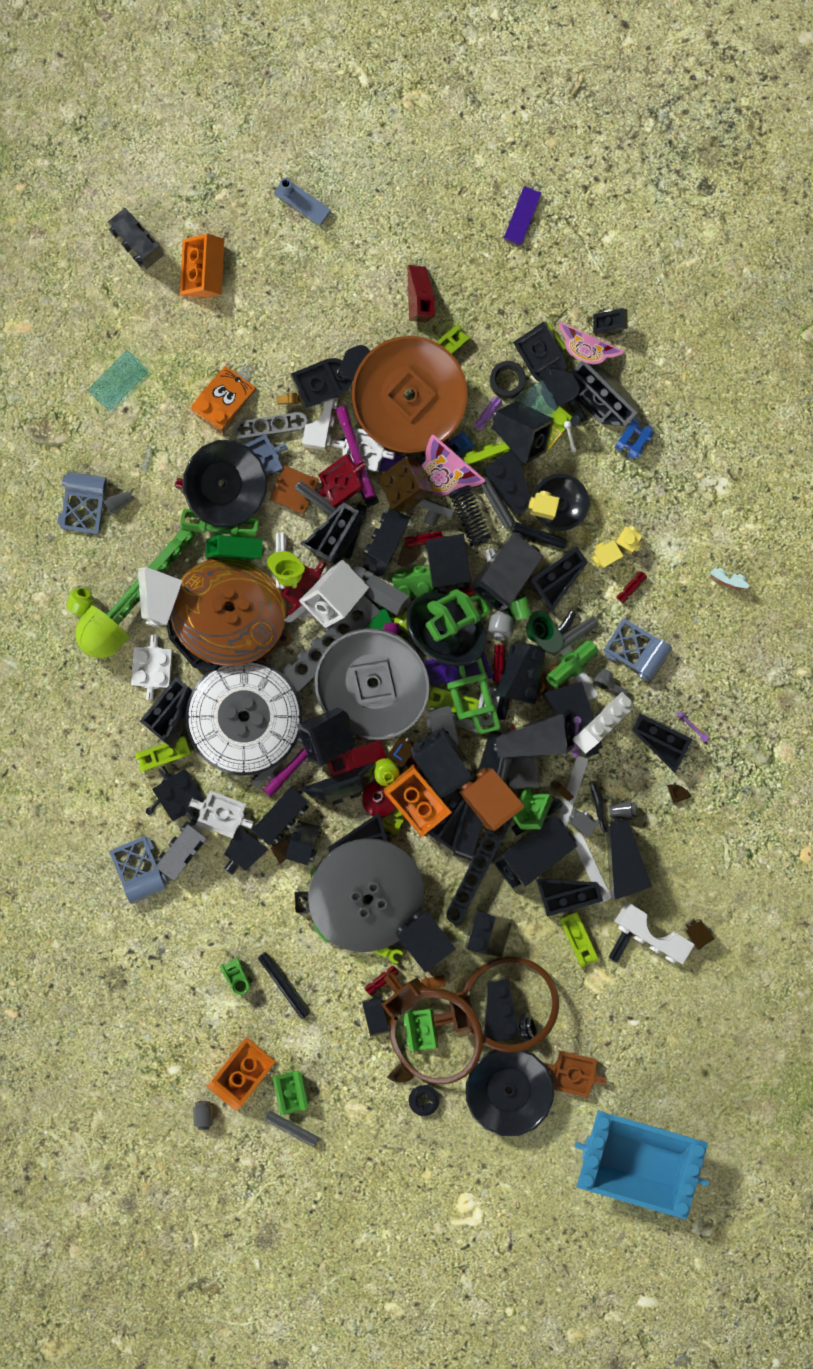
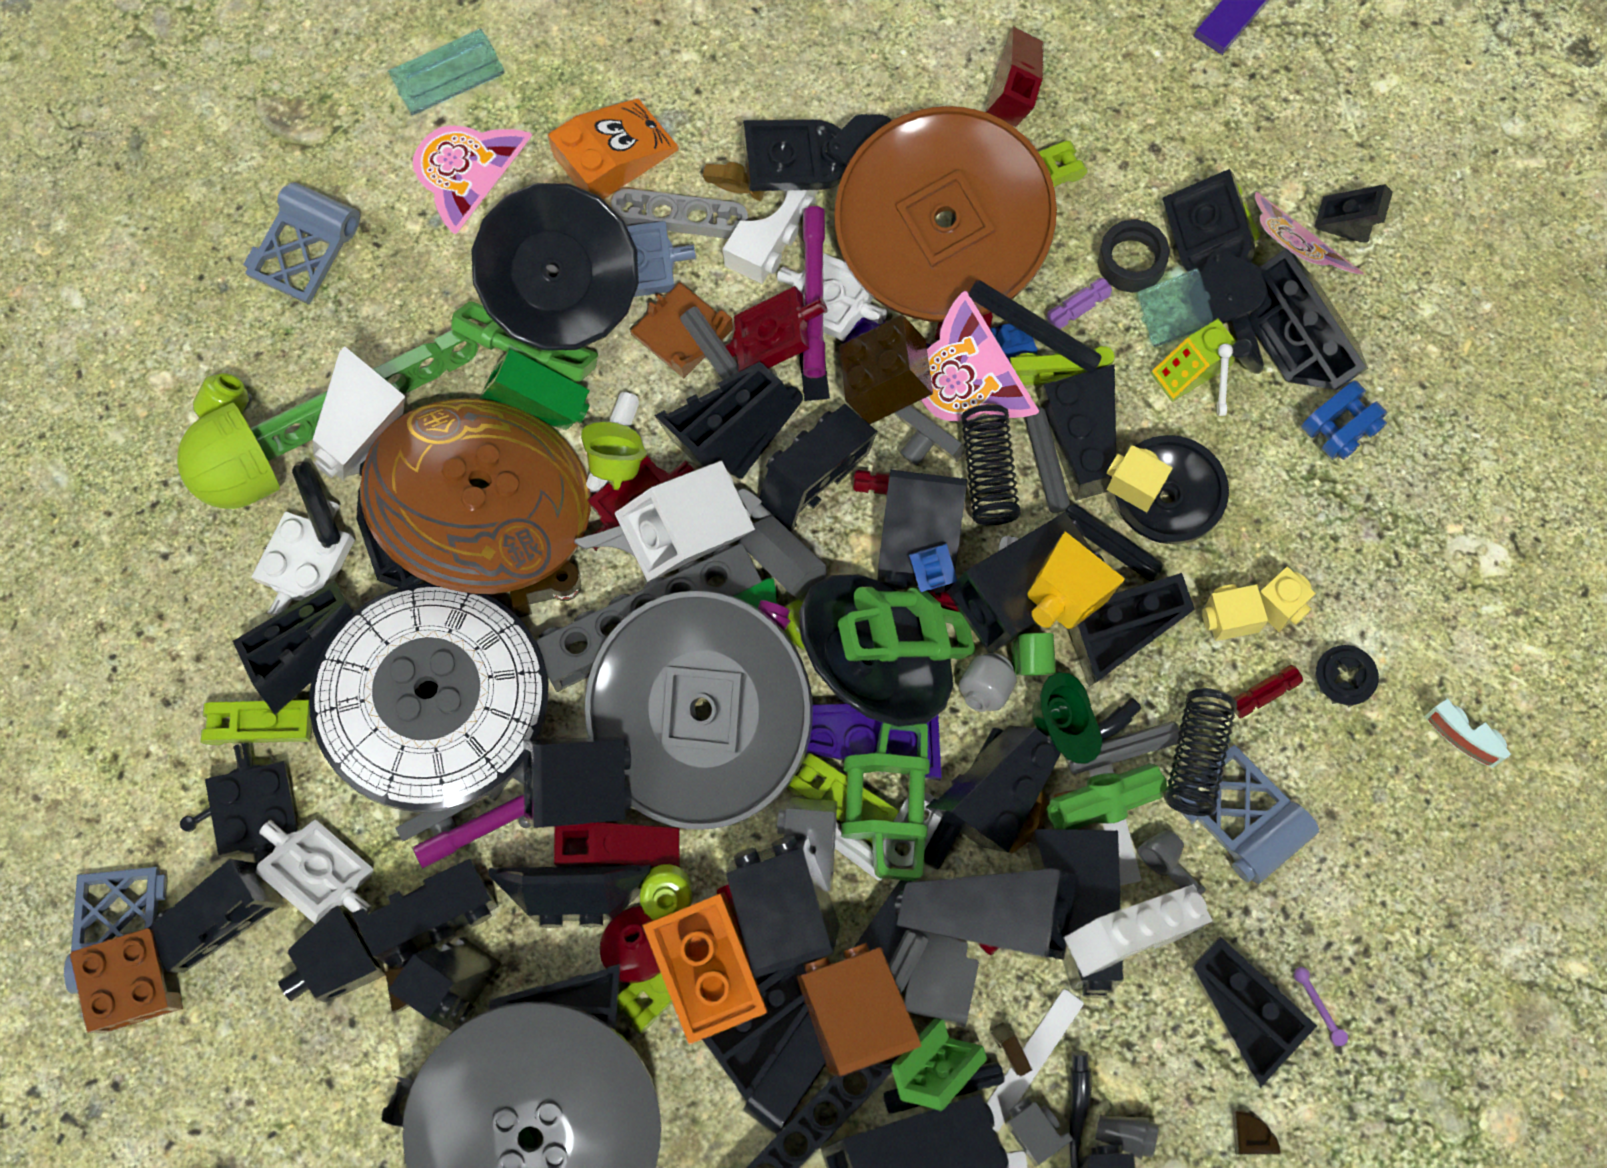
camera: 30 degrees right, 15 degrees down
(117, 502) = (361, 258): dark grey cone -> none
(148, 432) = (464, 167): none -> sticker
(149, 639) = (316, 504): none -> black axle
(154, 891) = (122, 982): none -> dark orange bracket
(401, 751) = (709, 862): dark brown brick -> none
(407, 556) = (849, 505): dark brown tile -> none
(413, 581) = (845, 550): bright green bracket -> none
(460, 580) = (933, 567): none -> blue tile
(471, 441) = (1034, 326): none -> black axle
(498, 665) = (961, 751): dark red axle -> none
(523, 430) = (1138, 340): black slope -> none
(527, 572) = (1071, 584): none -> yellow torso
(576, 720) = (1083, 906): medium lavender hinge -> none
(609, 654) = (1185, 791): none -> black piece
(665, 558) = (1347, 658): none -> black gear

